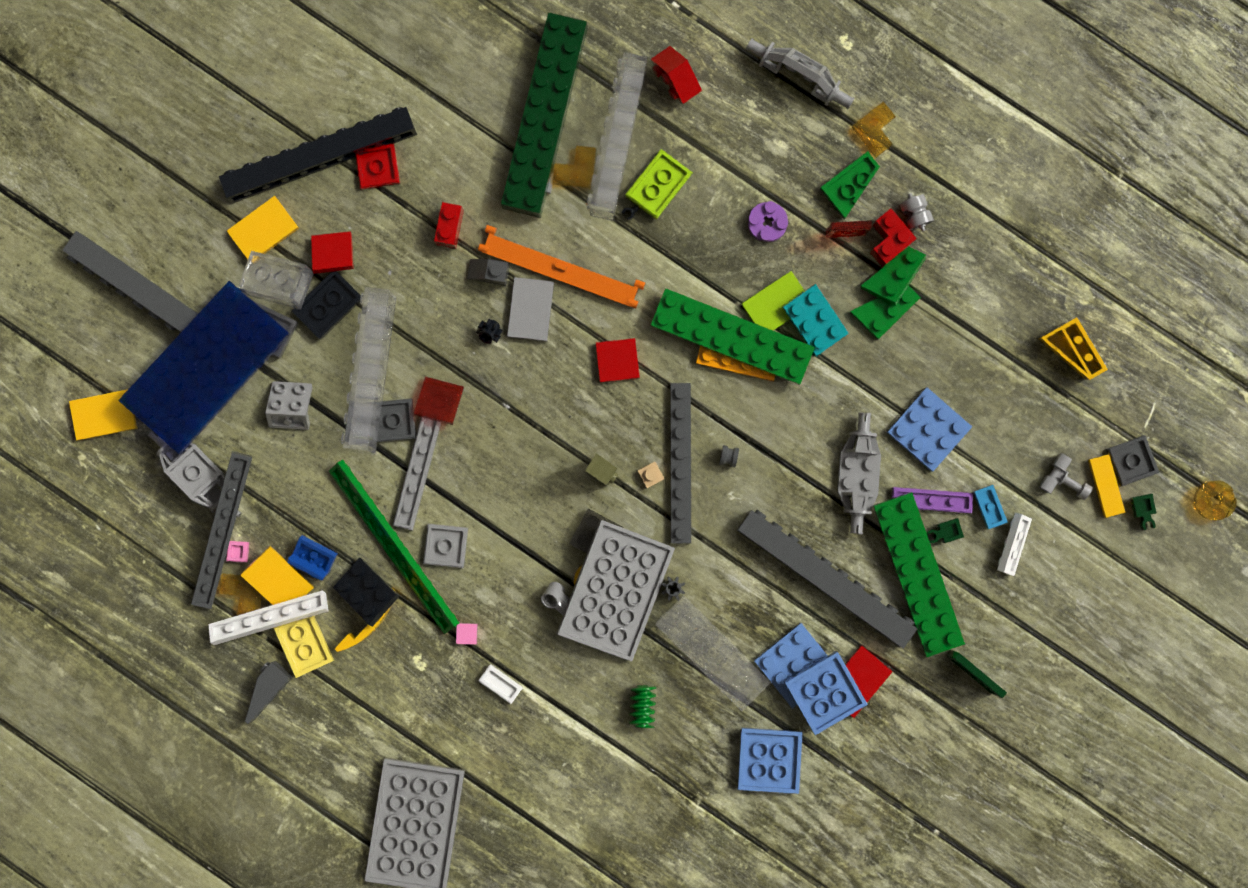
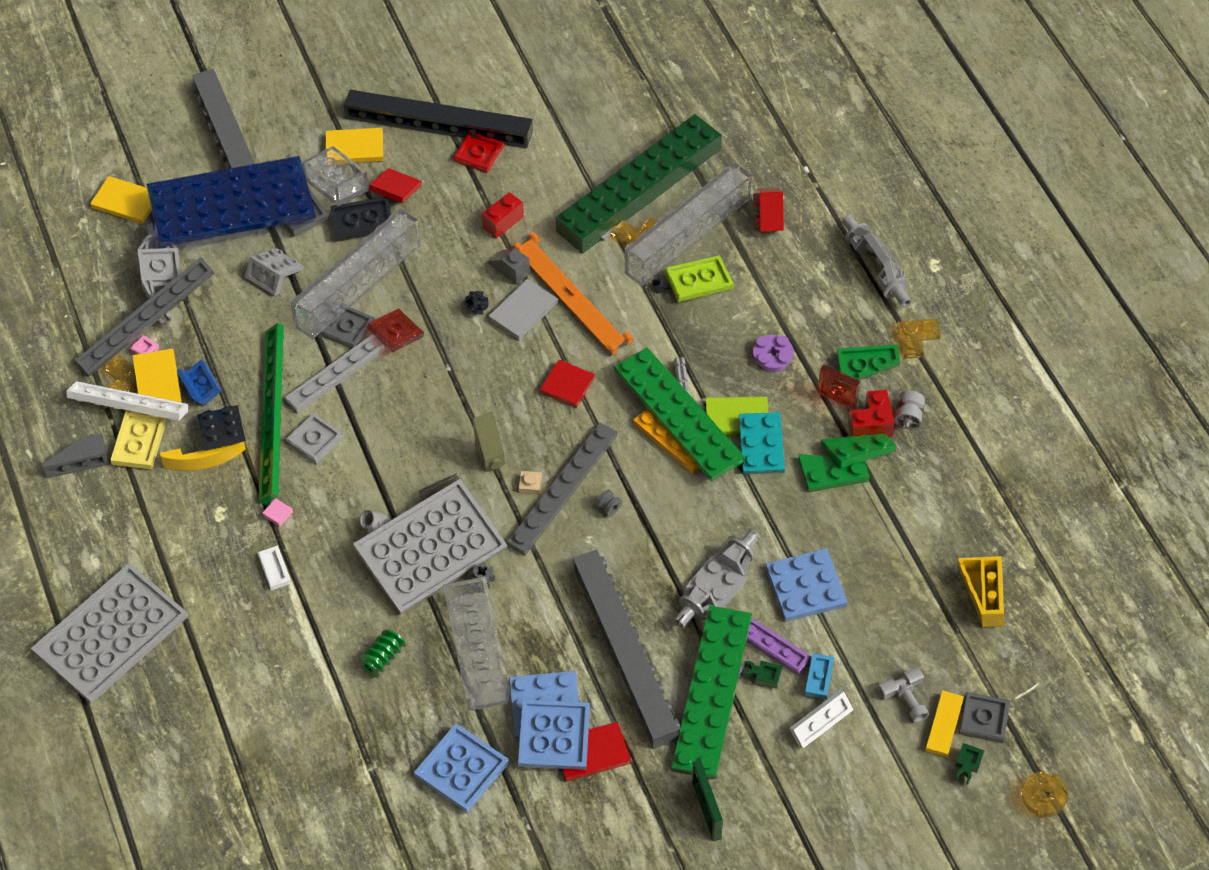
camera: 35 degrees right, 30 degrees down
(705, 292) = (680, 372): none -> light grey axle

